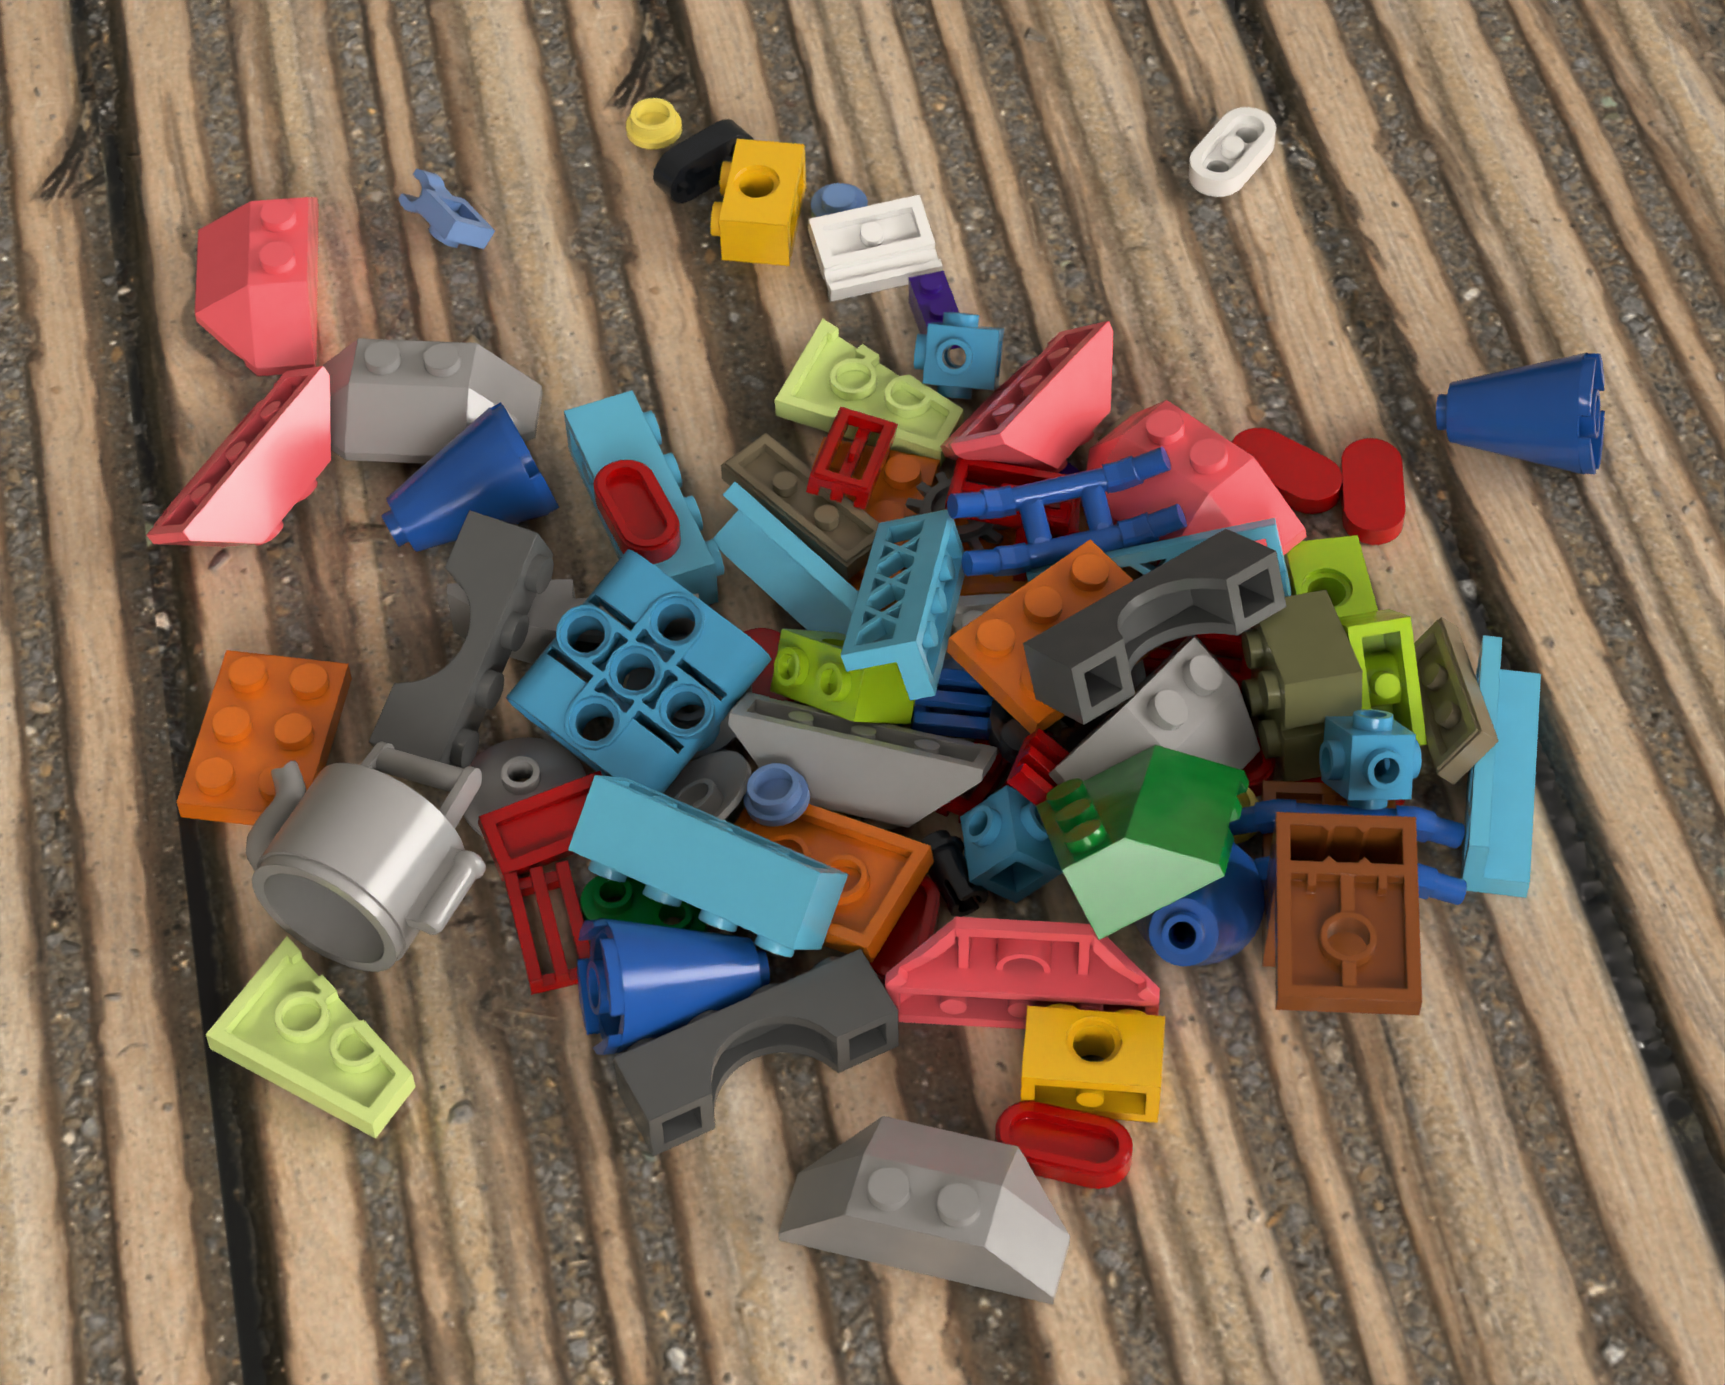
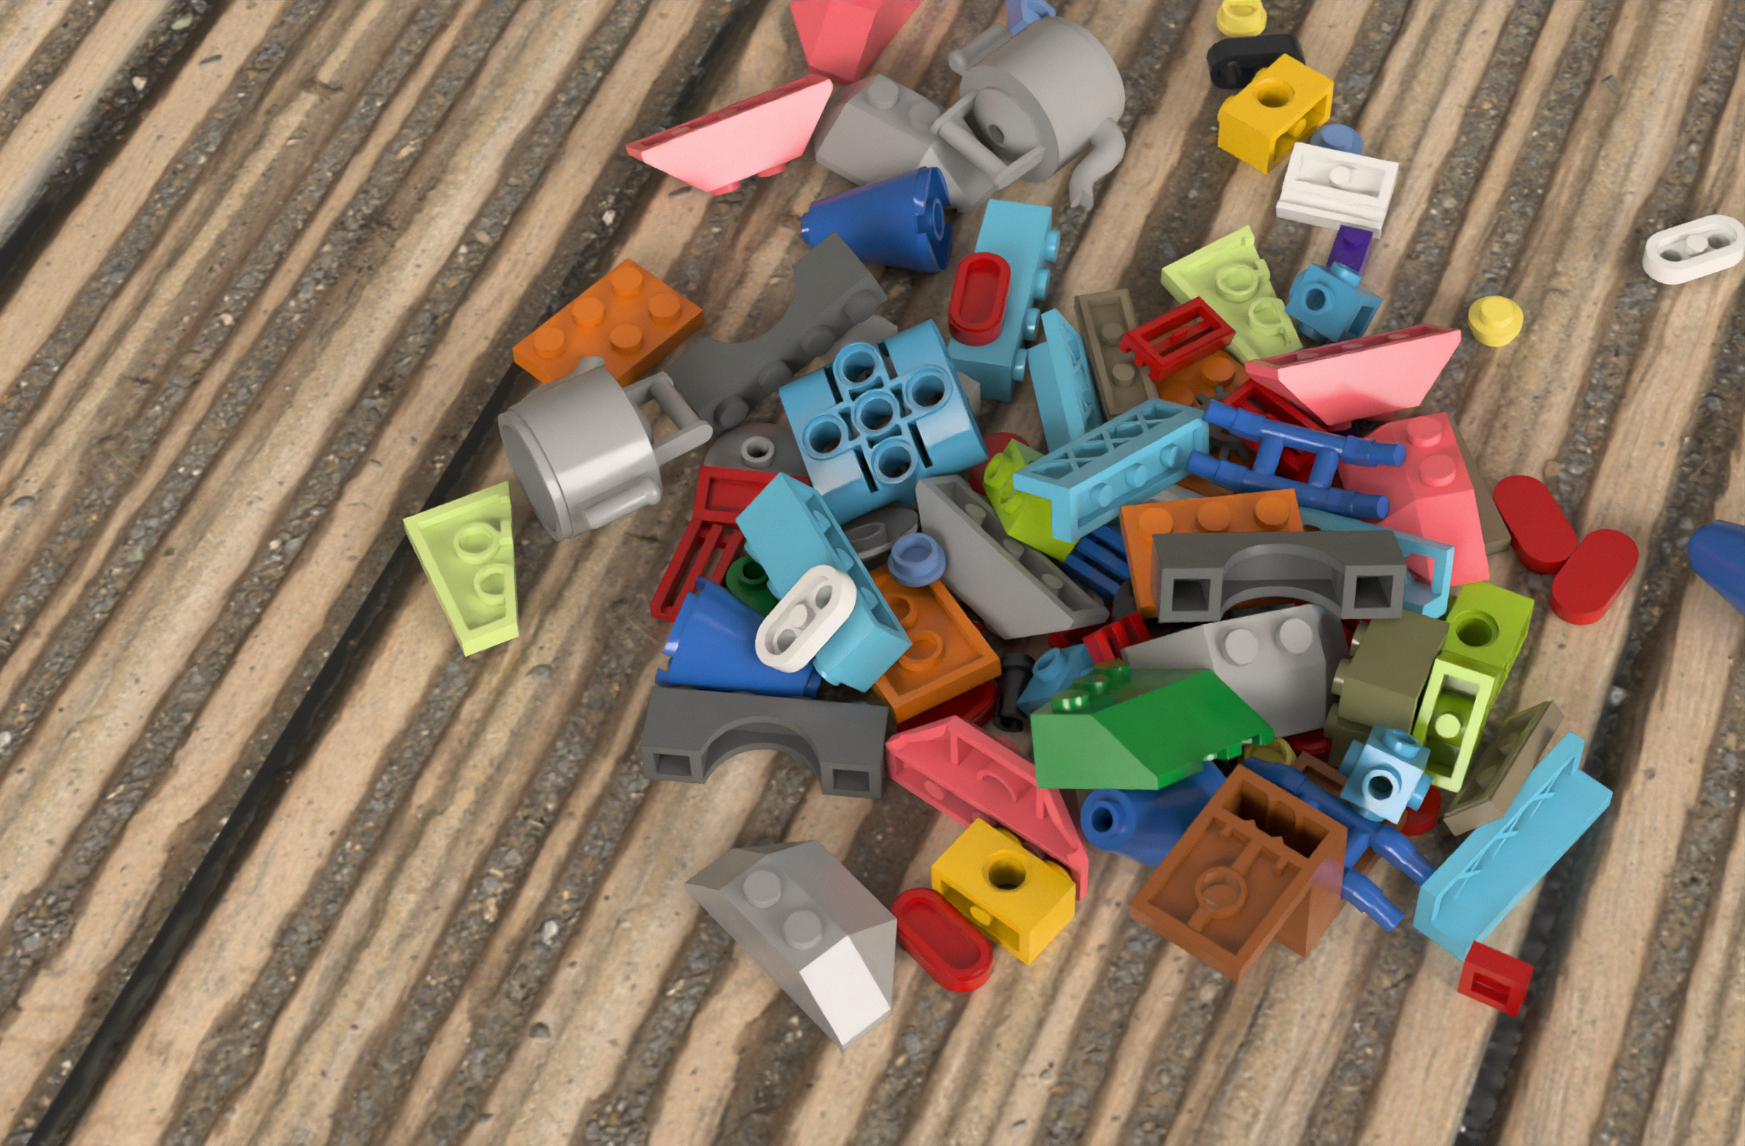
camera: 35 degrees right, 0 degrees up
(544, 294) = (1037, 105): none -> light grey piece
(735, 899) = (805, 618): none -> white plate
(1108, 299) = (1495, 320): none -> light yellow plate
(1577, 894) = (1495, 978): none -> red tile

